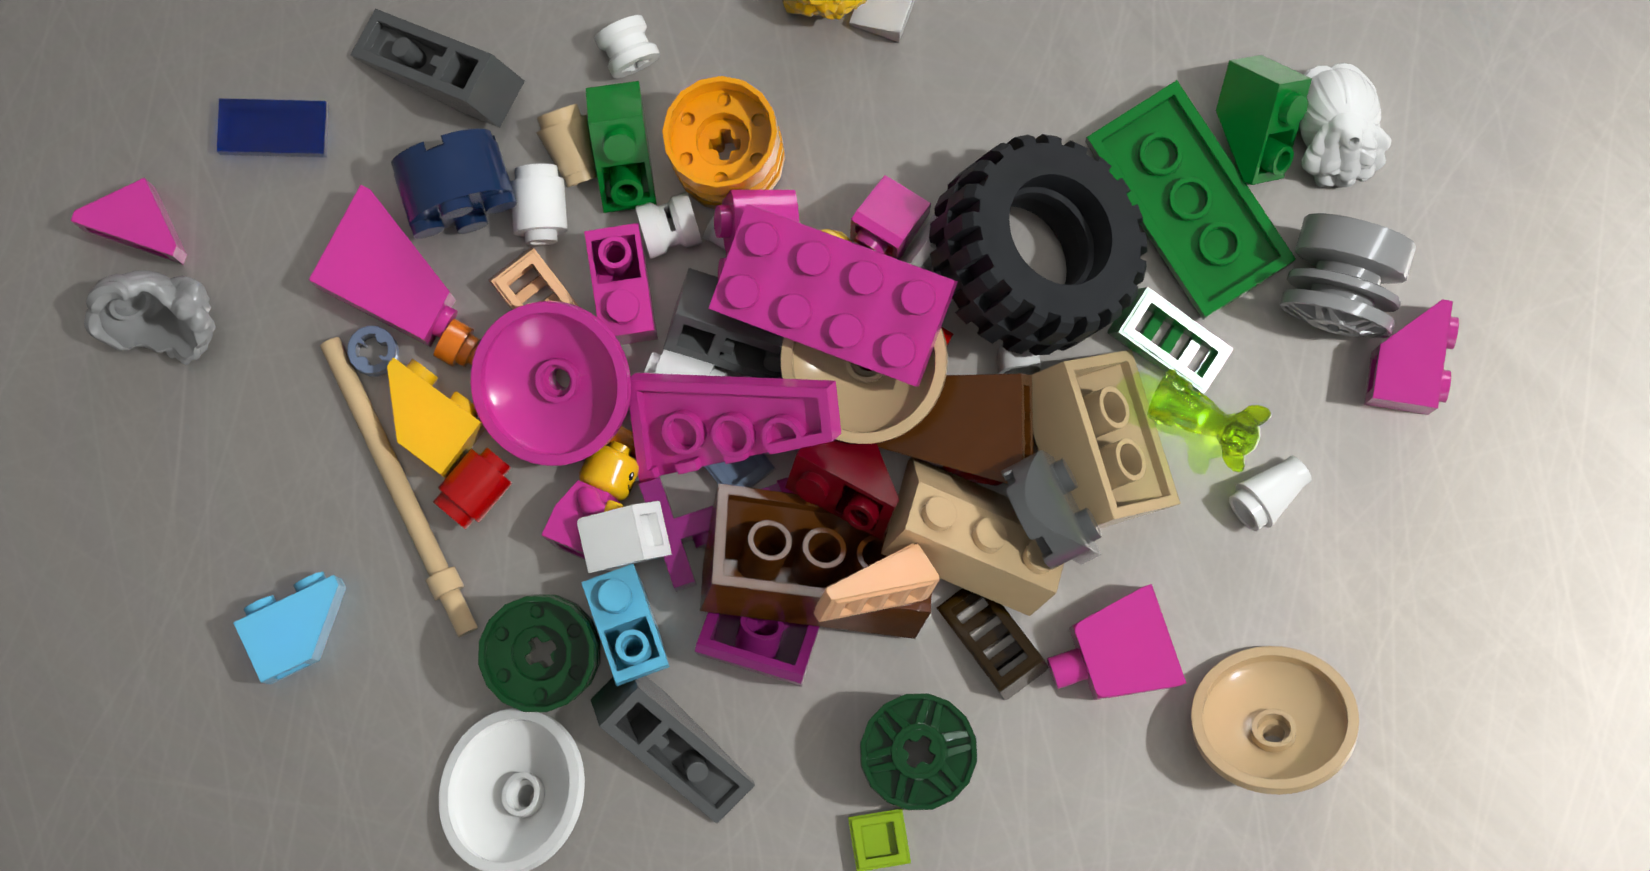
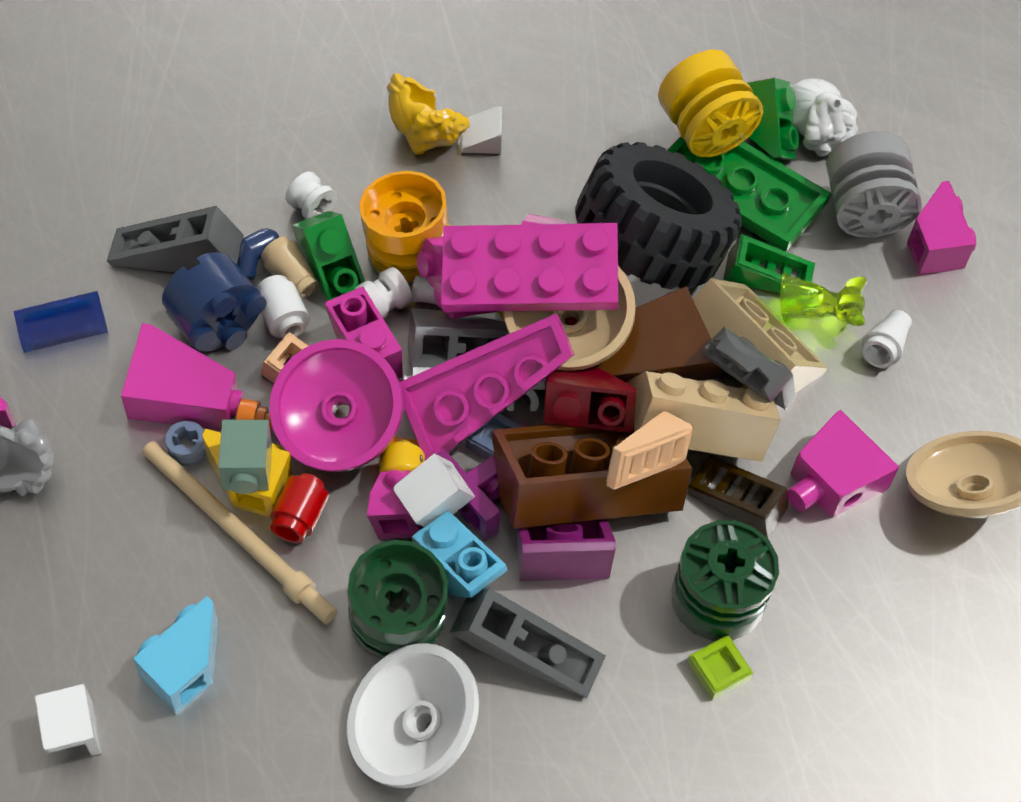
camera: 25 degrees left, 25 degrees down
(149, 666) = (67, 720): none -> white panel
(422, 423) = (245, 455): none -> sand green brick
(531, 102) = (252, 248): none -> dark blue arm
(1178, 86) = (710, 103): none -> yellow wheel

